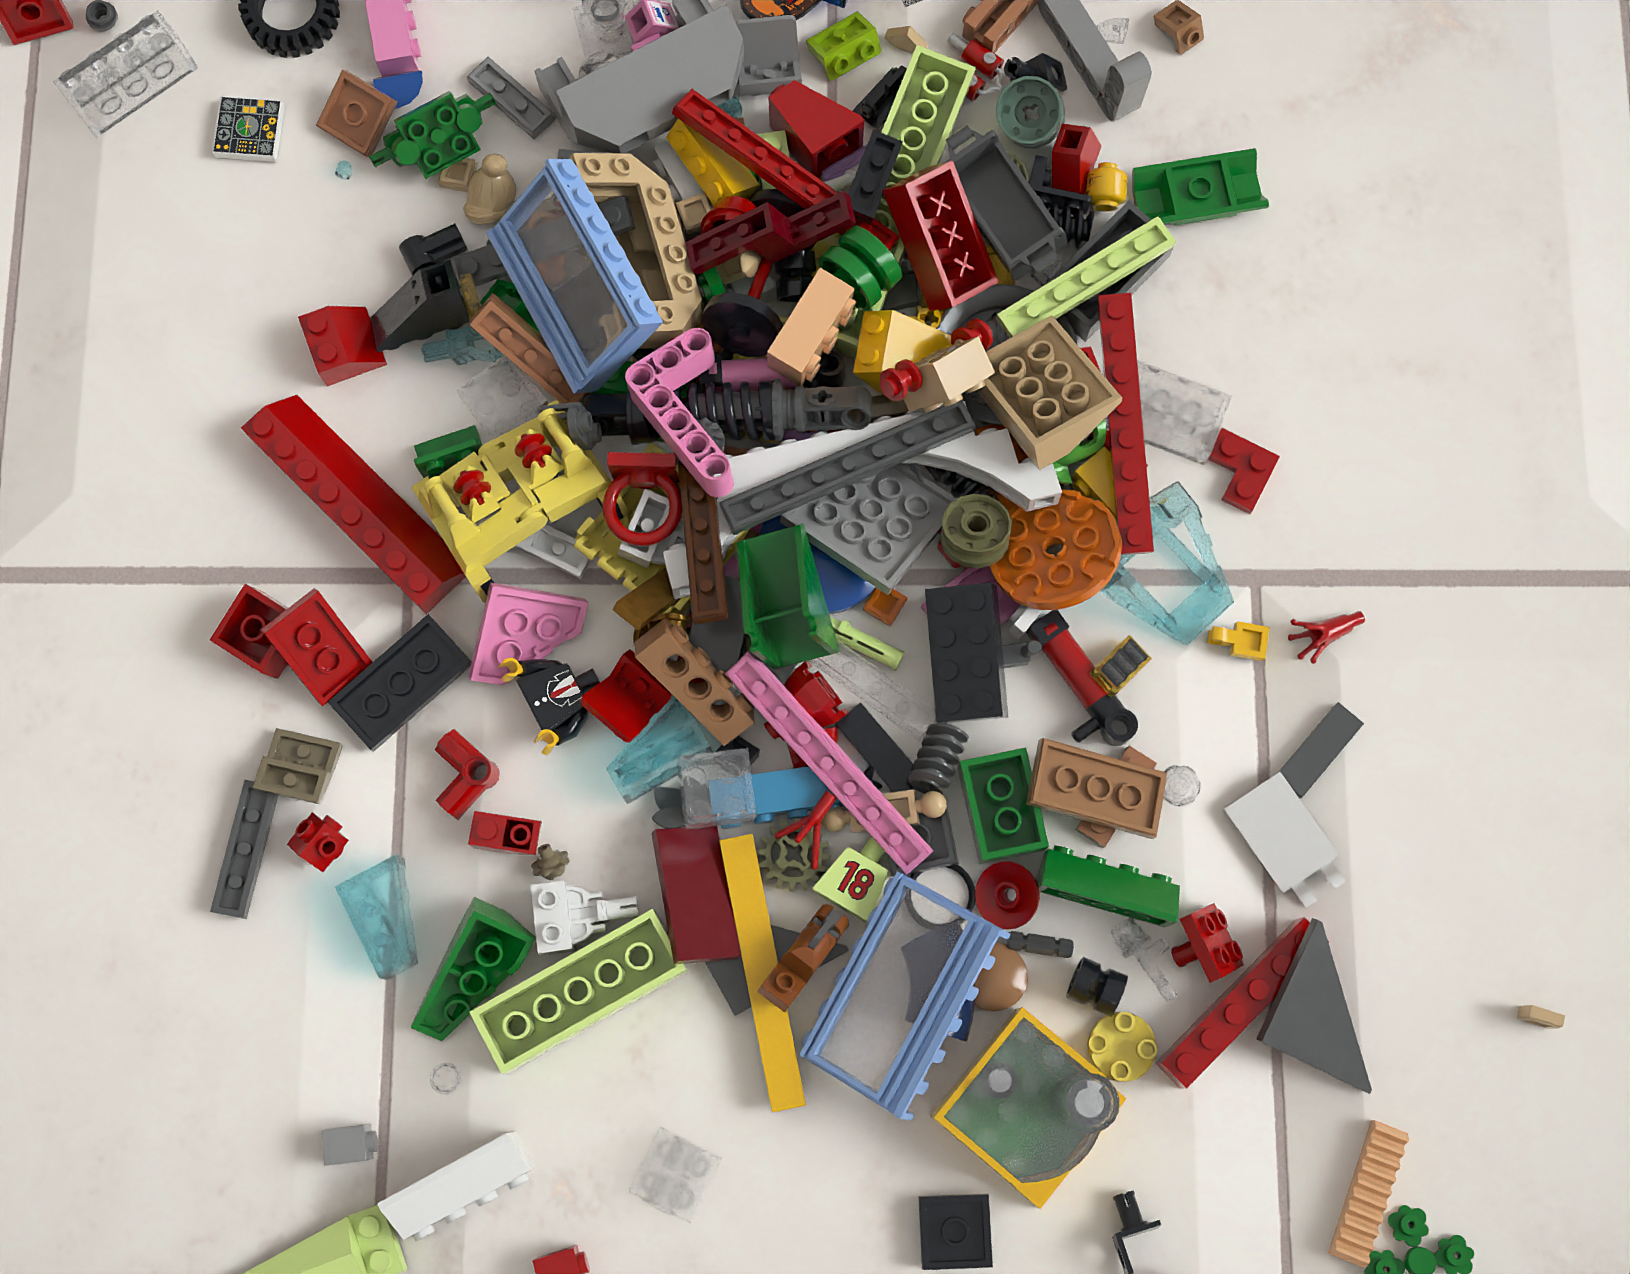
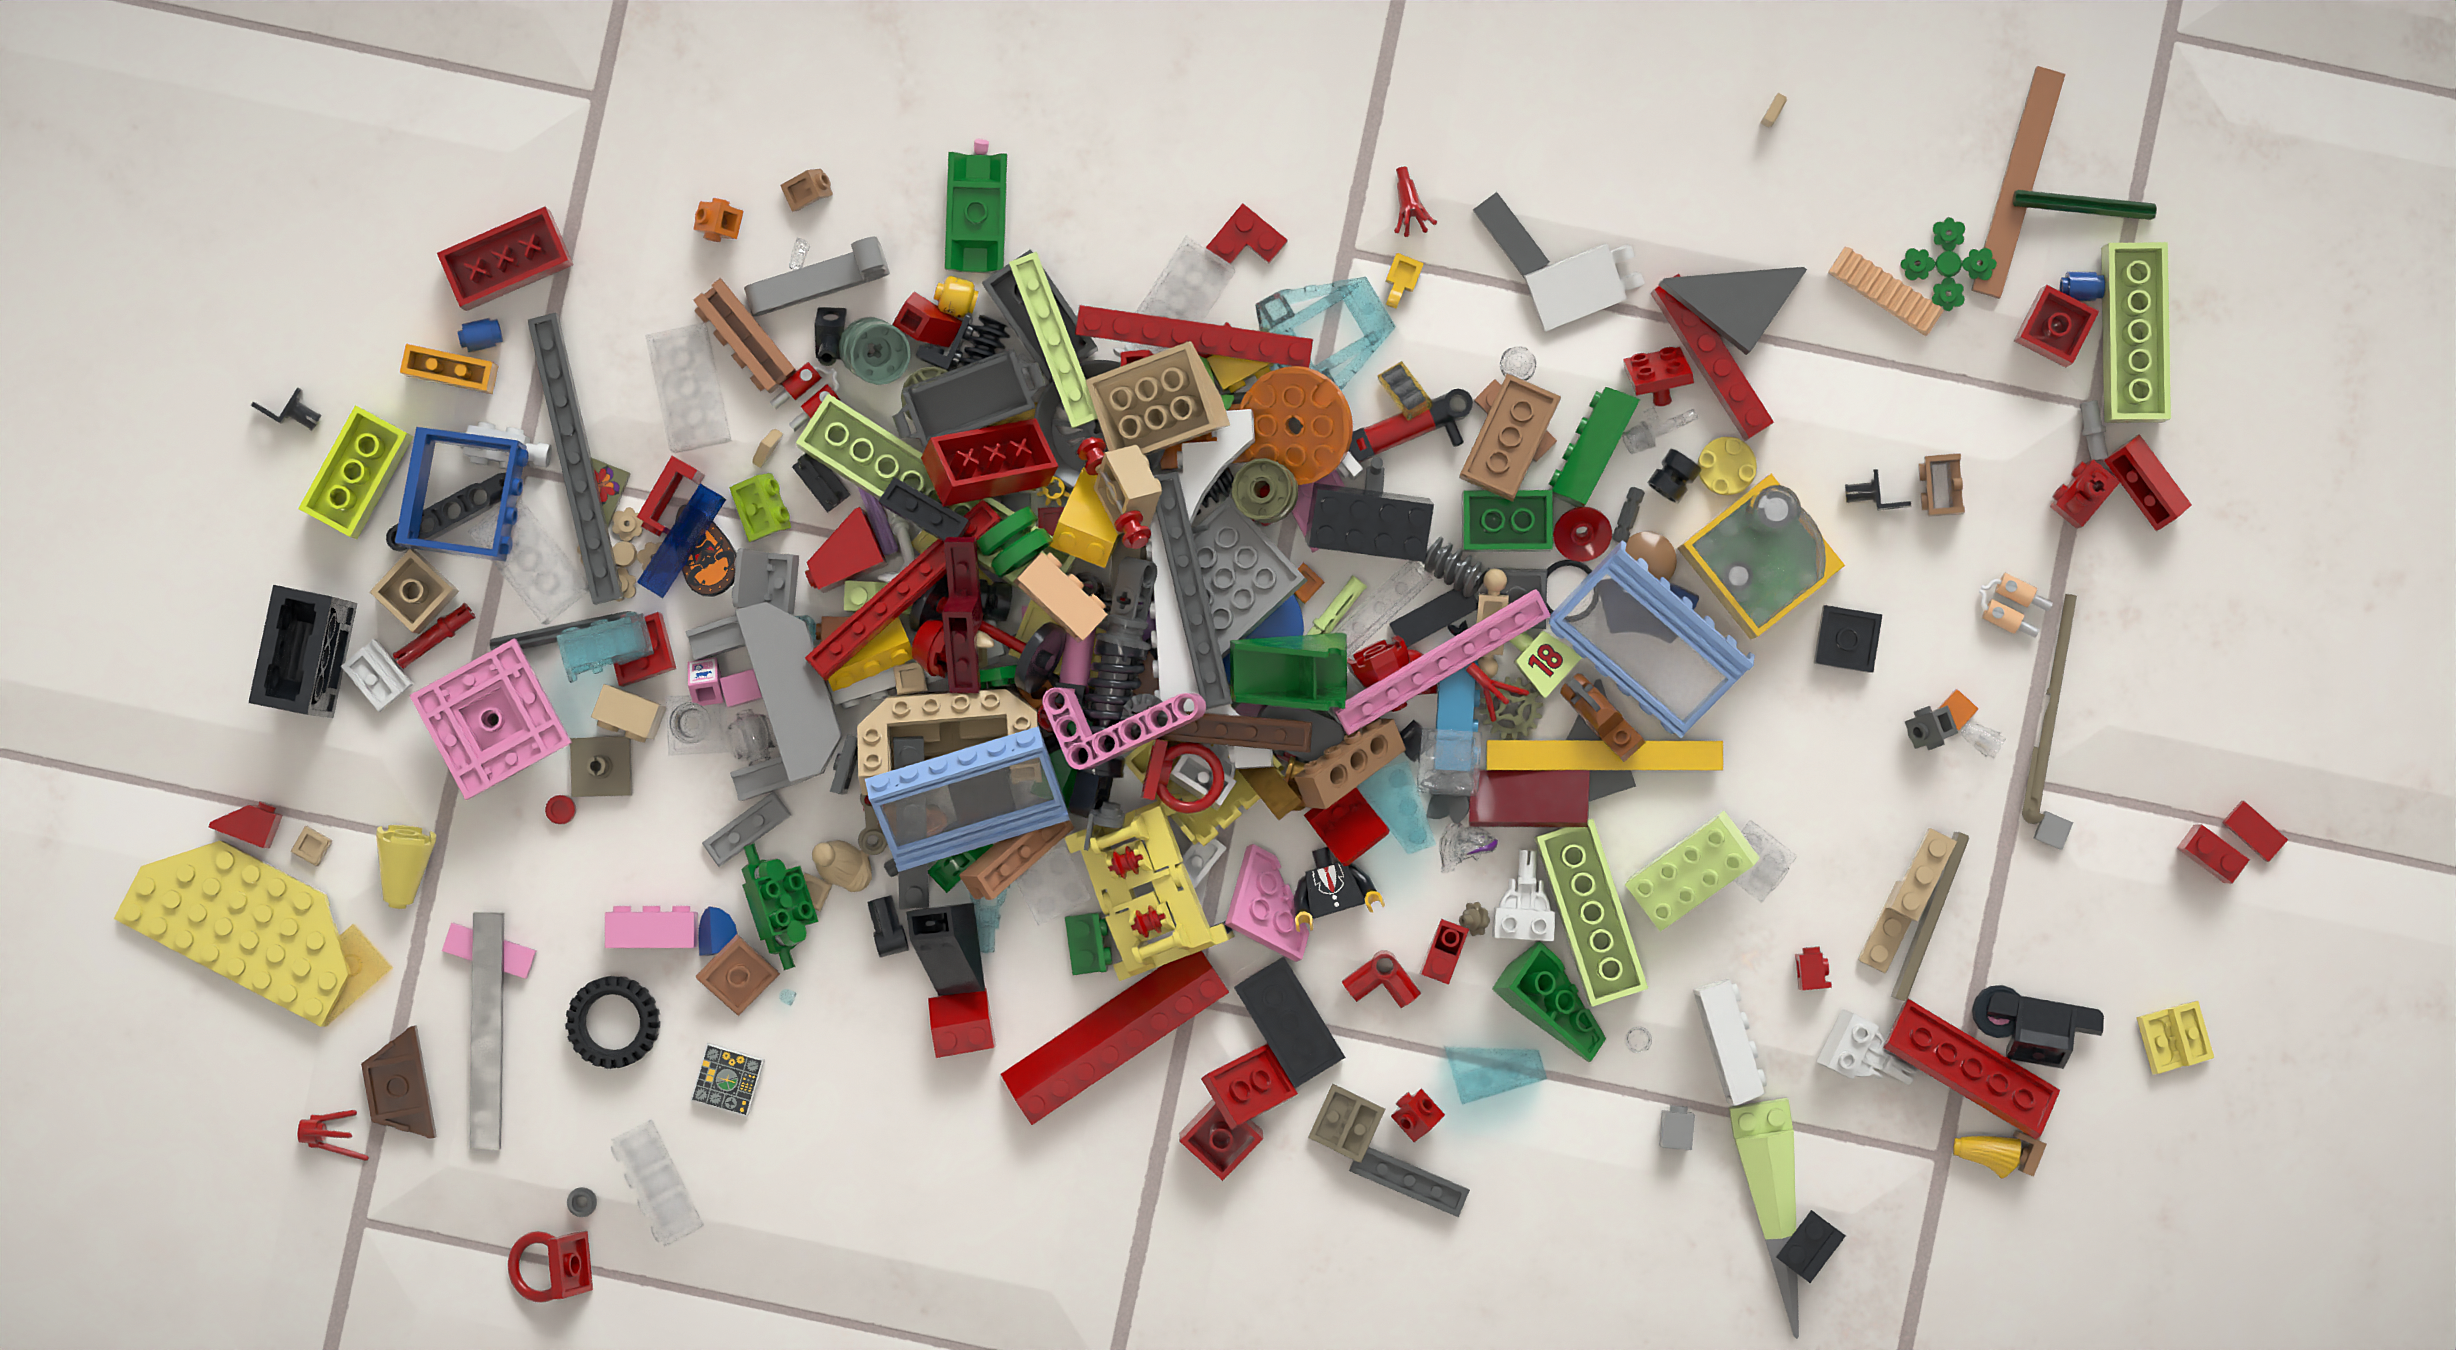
camera: 80 degrees left, 10 degrees up
(469, 293) = (951, 897): clear yellow tile -> none
(632, 830) = (1462, 843): none -> clear hair
(647, 1099) = (1692, 871): none -> yellowish green brick
(1267, 185) = (981, 146): none -> bright pink piece

